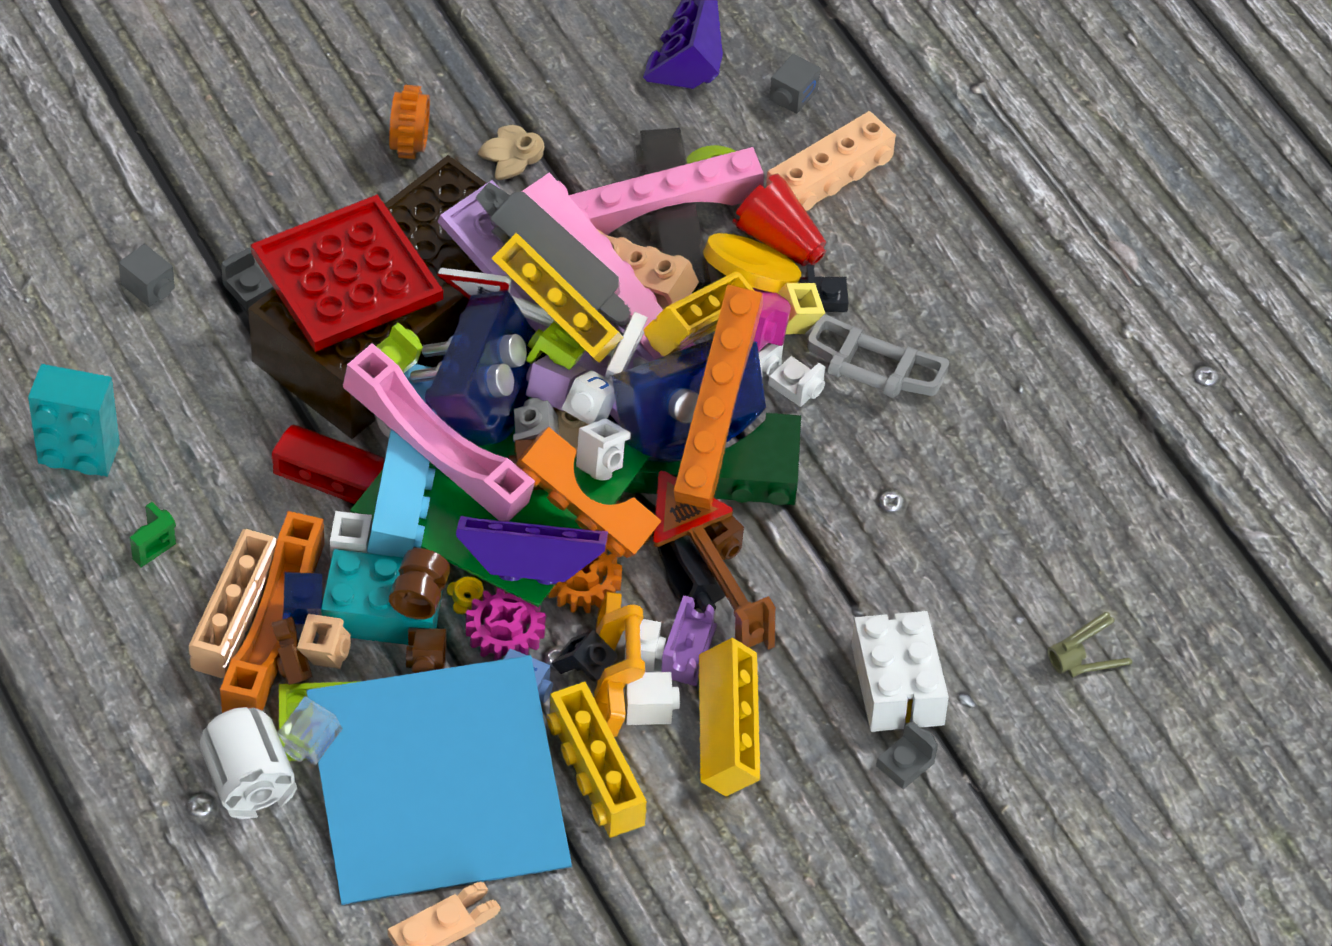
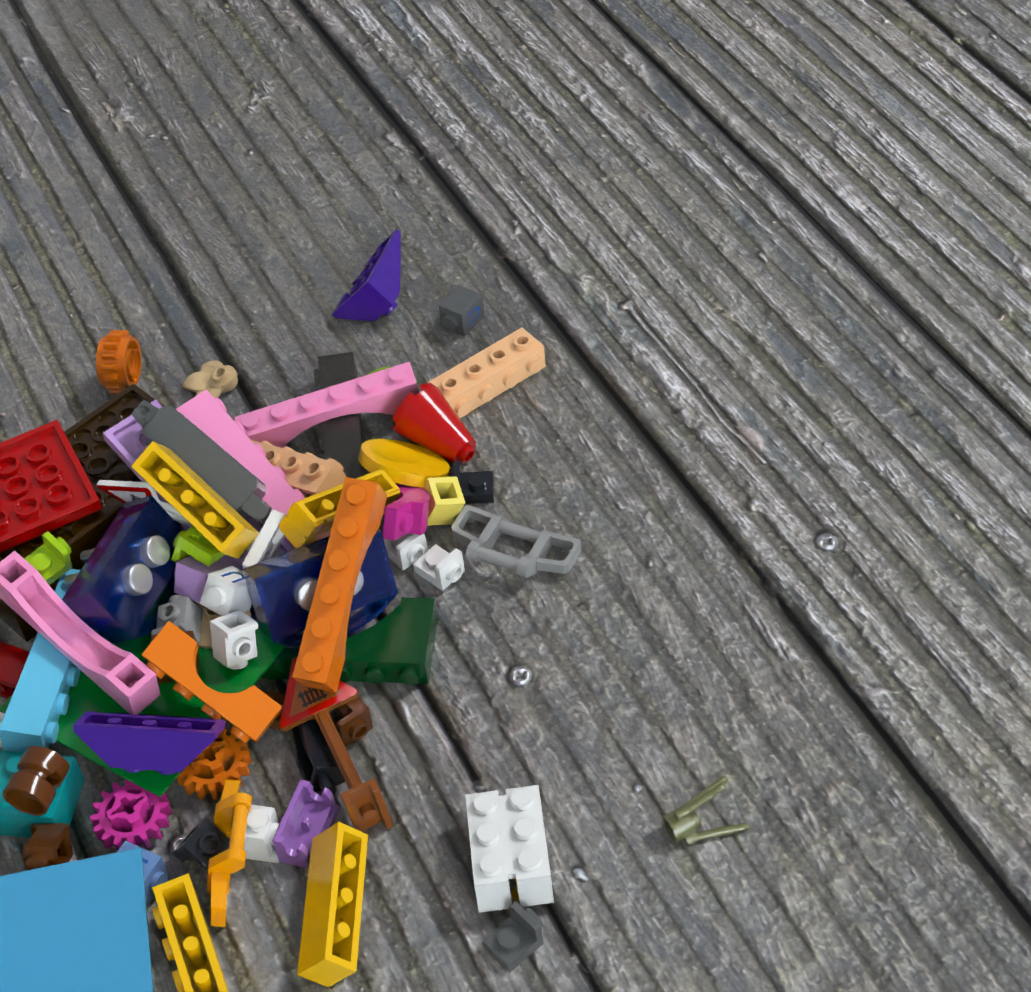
camera: 10 degrees right, 5 degrees down
(465, 585) = (97, 779): yellow plate -> none
(651, 699) = (260, 886): white brick -> none

